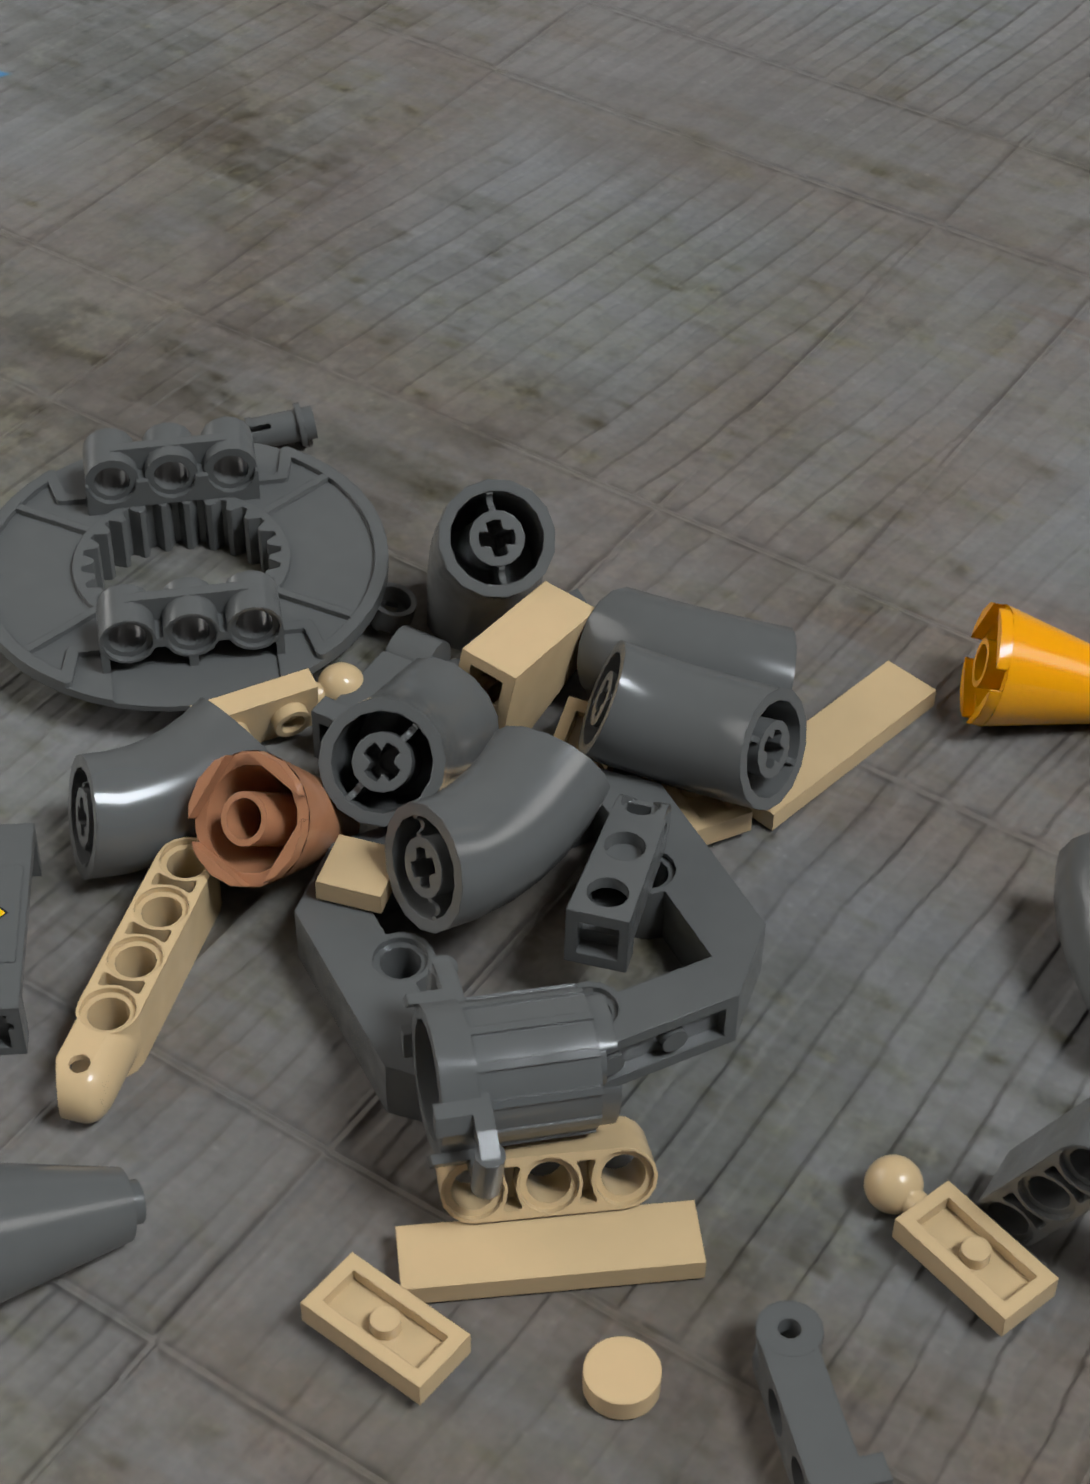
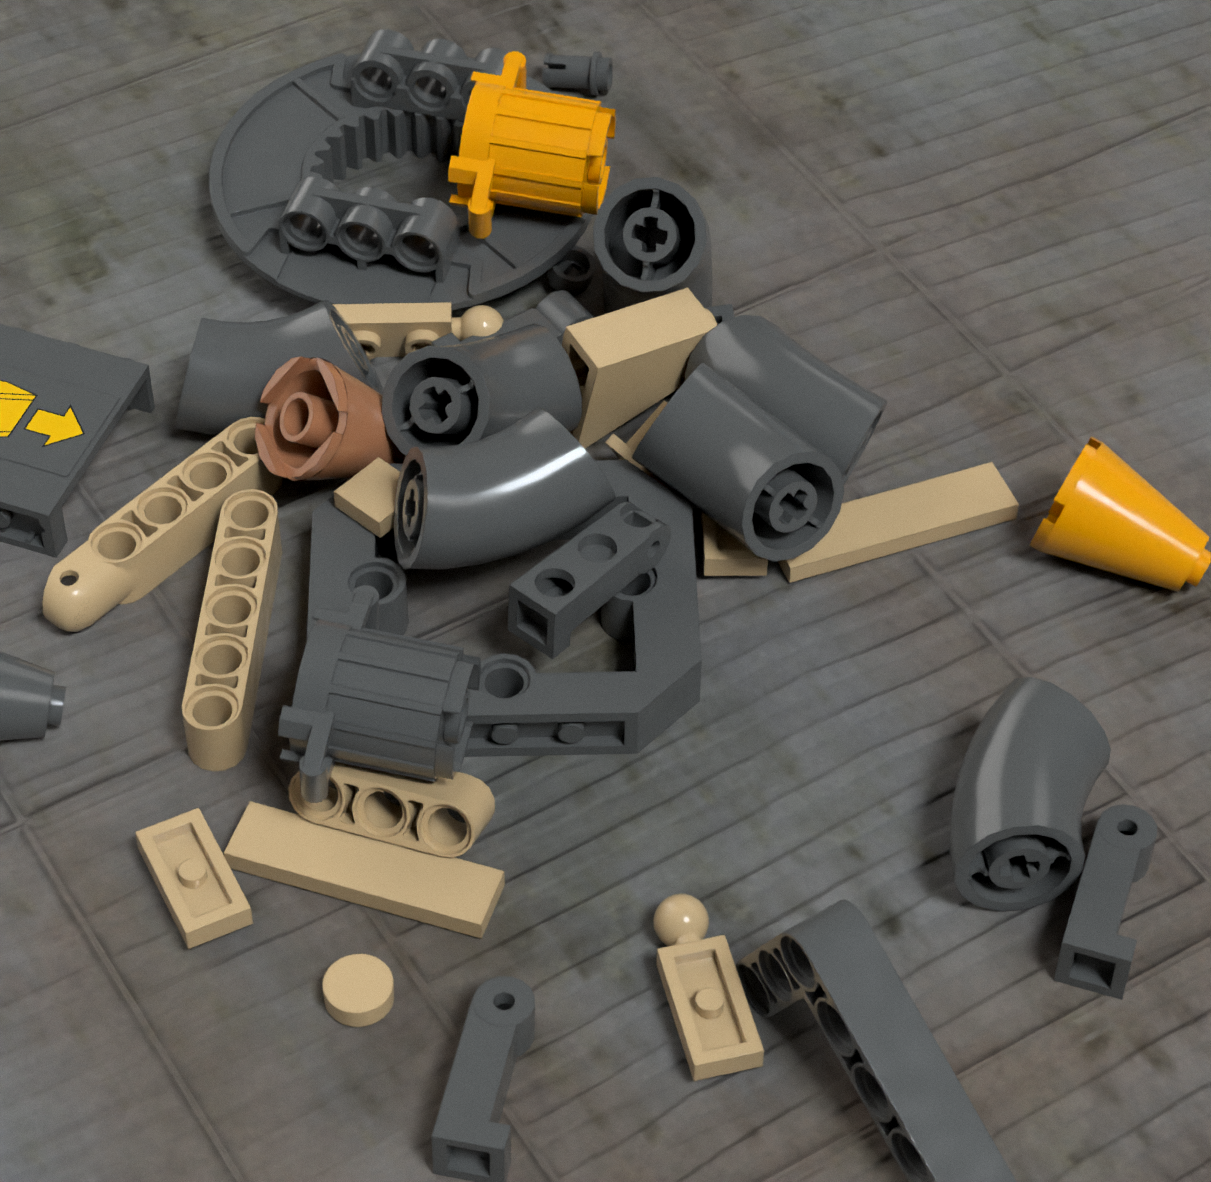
camera: 25 degrees right, 5 degrees up
(274, 1061) = (232, 631): none -> tan beam
(318, 498) = (529, 149): none -> light orange container

